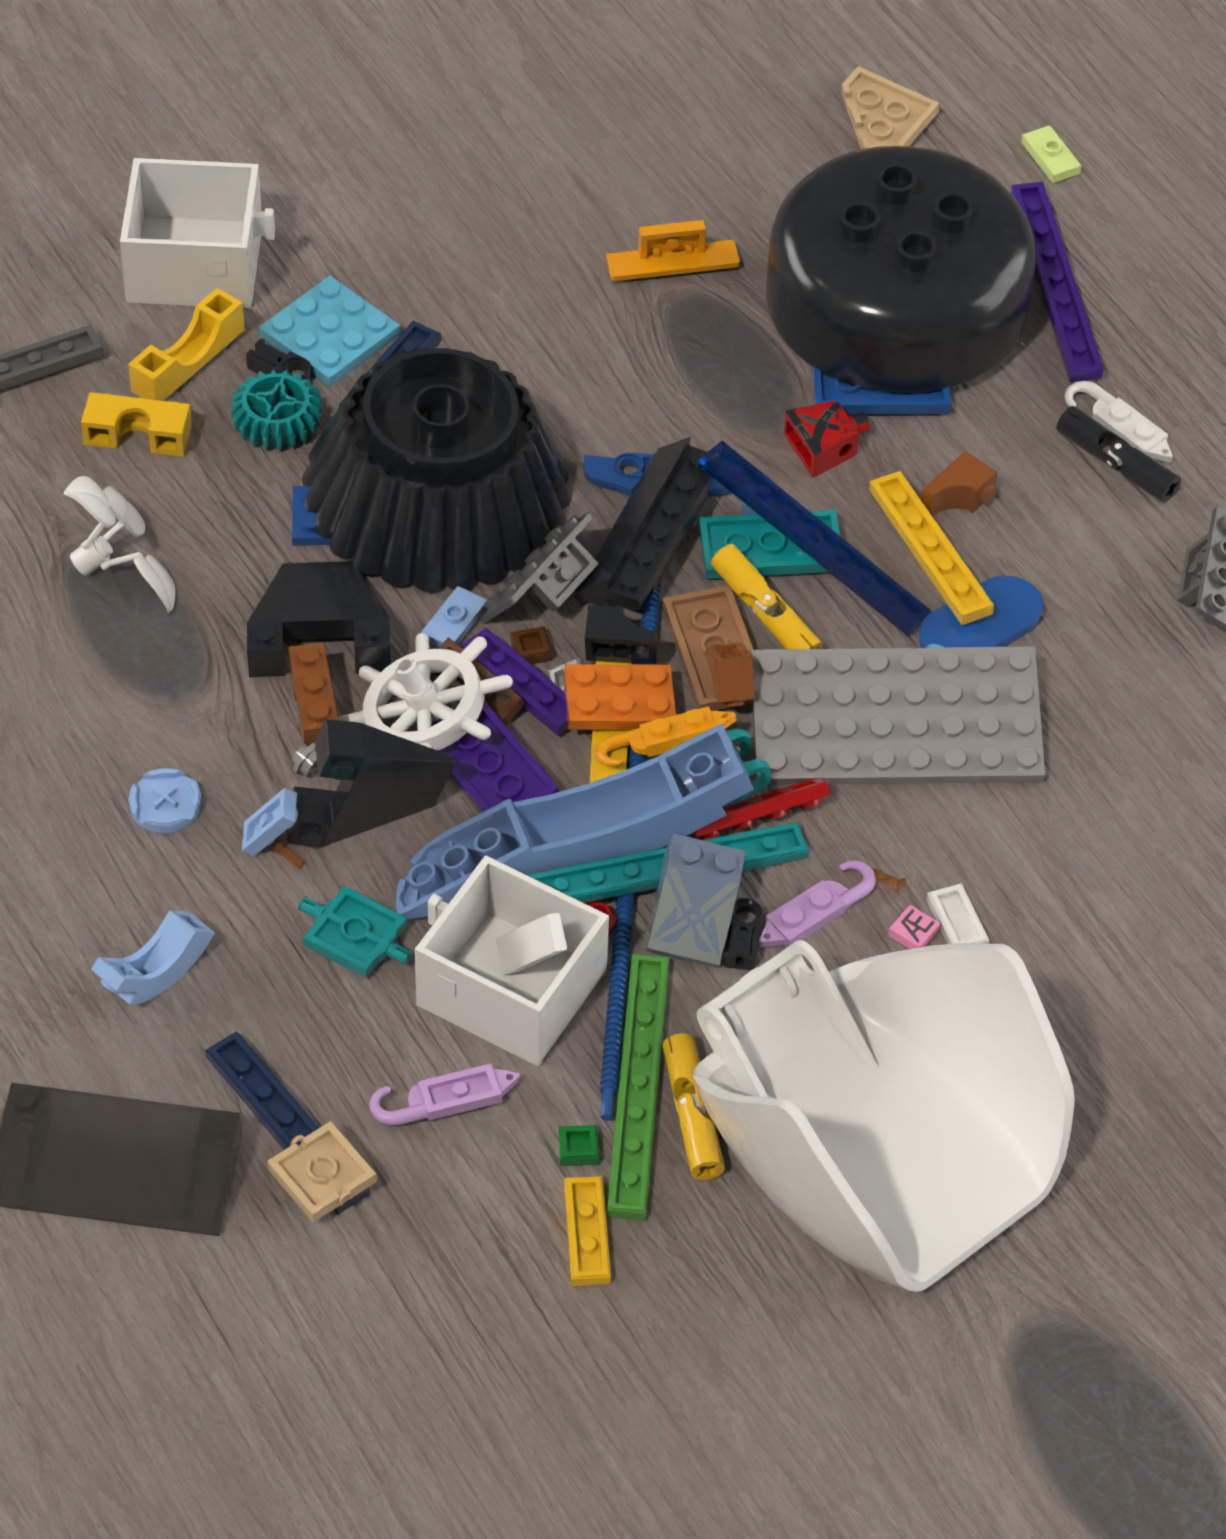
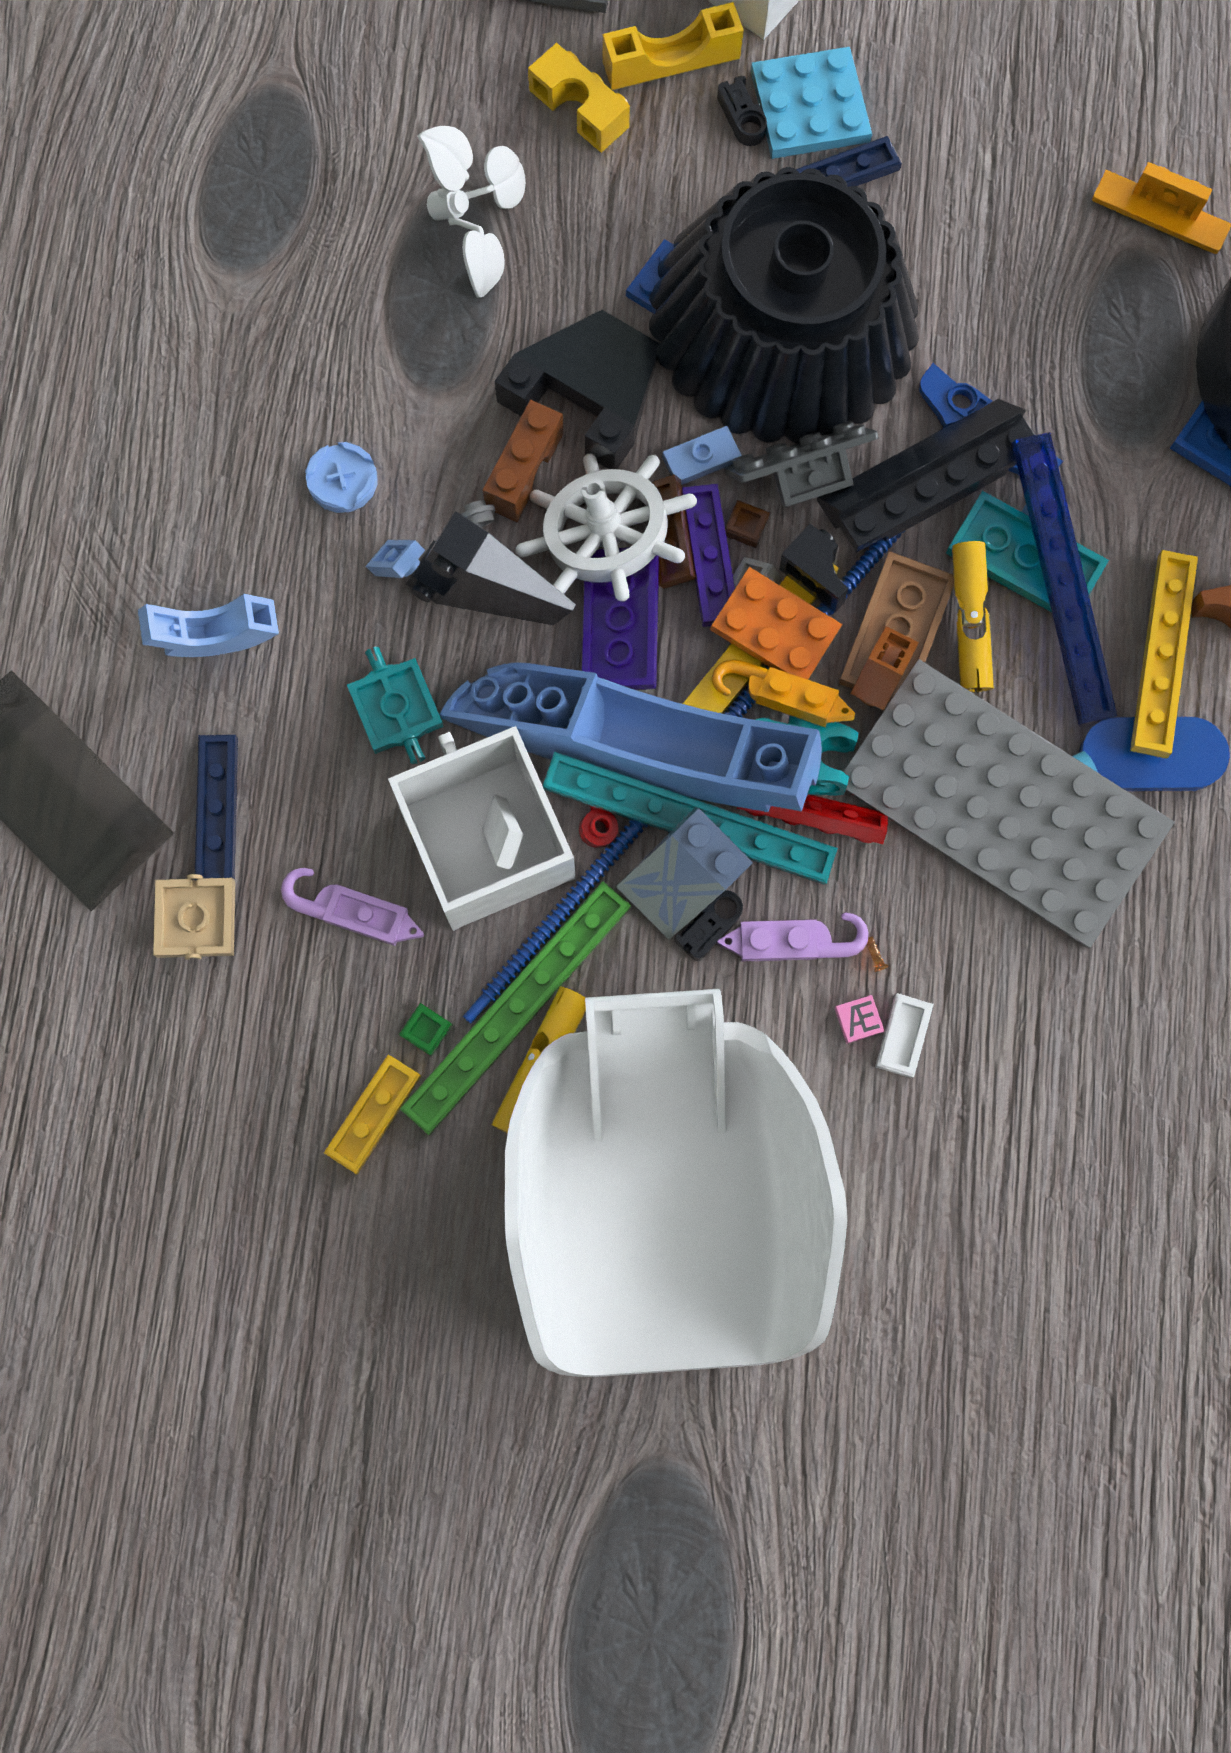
camera: 35 degrees right, 25 degrees up
(276, 409) = (704, 169): teal gear -> none
(289, 855) = (400, 594): clear orange piece -> none
(824, 435) = (1158, 476): torso -> none

